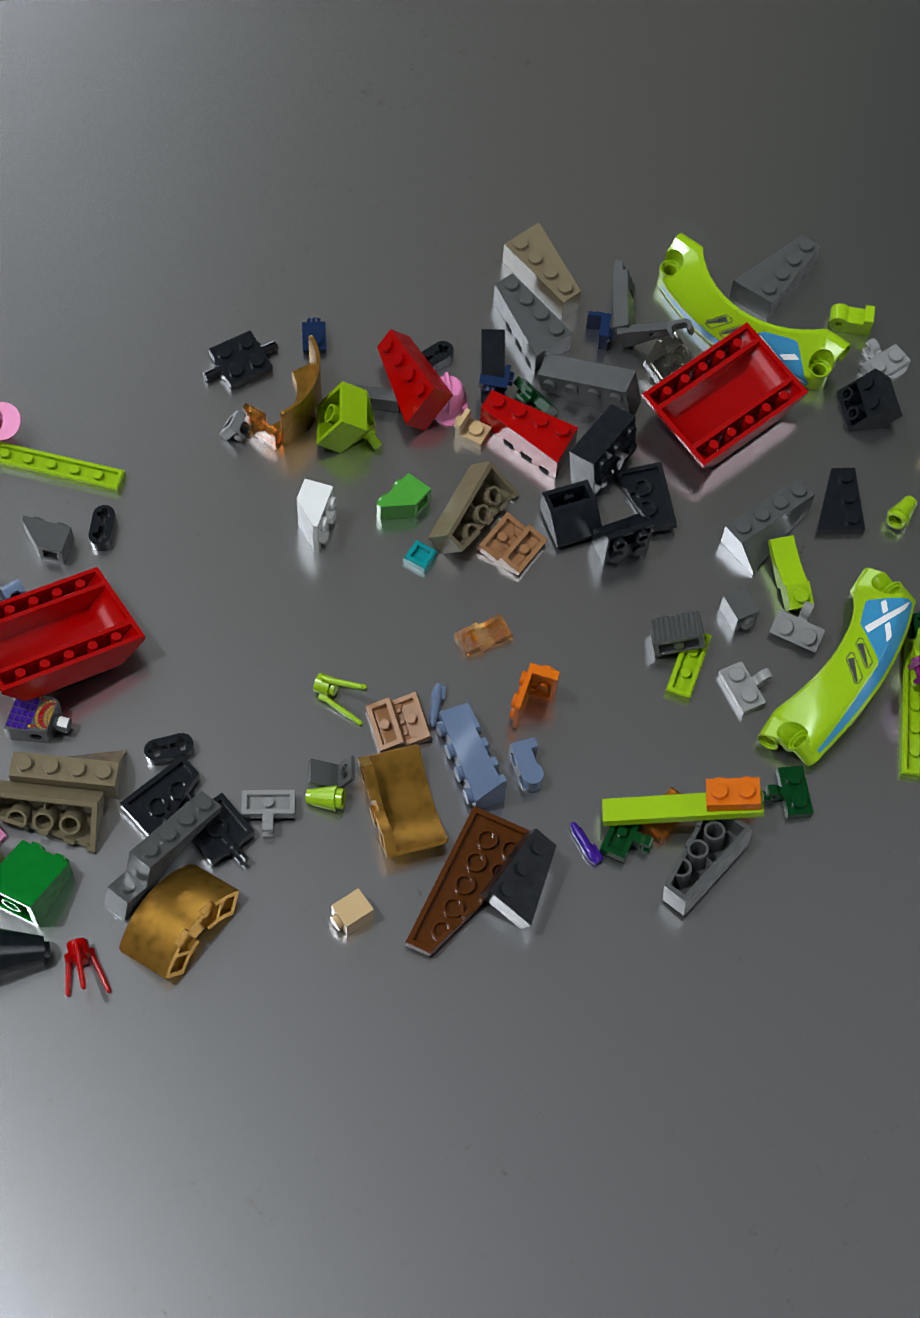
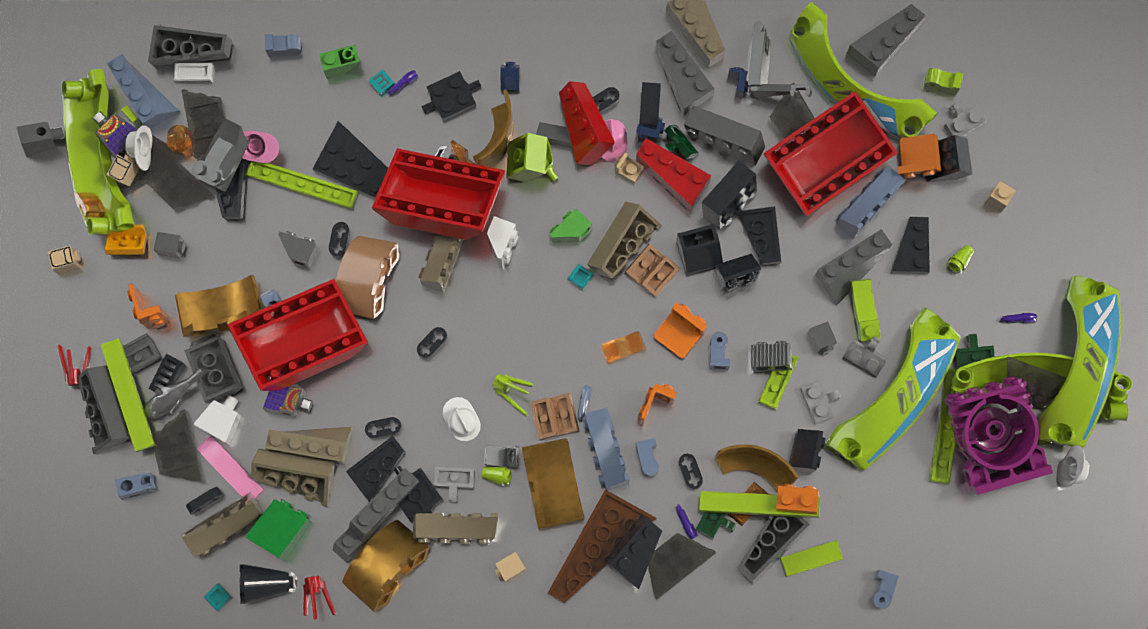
camera: 10 degrees right, 15 degrees up
(23, 311) = (282, 45): none -> sand blue leg
(96, 324) = (339, 61): none -> bright green slope
(118, 441) = (350, 163): none -> black wing
(136, 562) = (363, 274): none -> medium nougat panel
(151, 349) = (381, 82): none -> teal tile
(182, 344) = (407, 78): none -> dark purple piece
(227, 640) = (429, 340): none -> black beam
(229, 459) = (437, 194): none -> red slope
(241, 533) = (440, 262): none -> dark tan wedge
(274, 734) = (461, 419): none -> white piece
(274, 861) = (454, 527): none -> dark tan wedge
(557, 609) = (680, 330): none -> orange bracket
(576, 893) = (675, 561): none -> clear smoke wing
(580, 783) = (694, 469): none -> black beam
(606, 635) = (717, 352): none -> sand blue leg
(671, 754) = (757, 460): none -> pearl gold panel
(736, 742) = (805, 450): none -> black slope
(758, 879) = (811, 558): none -> lime tile
(780, 453) = (870, 202): none -> sand blue wedge
(792, 791) = (845, 490): dark green plate -> none
(834, 396) = (919, 155): none -> orange bracket
(862, 910) = (885, 589): none -> sand blue leg

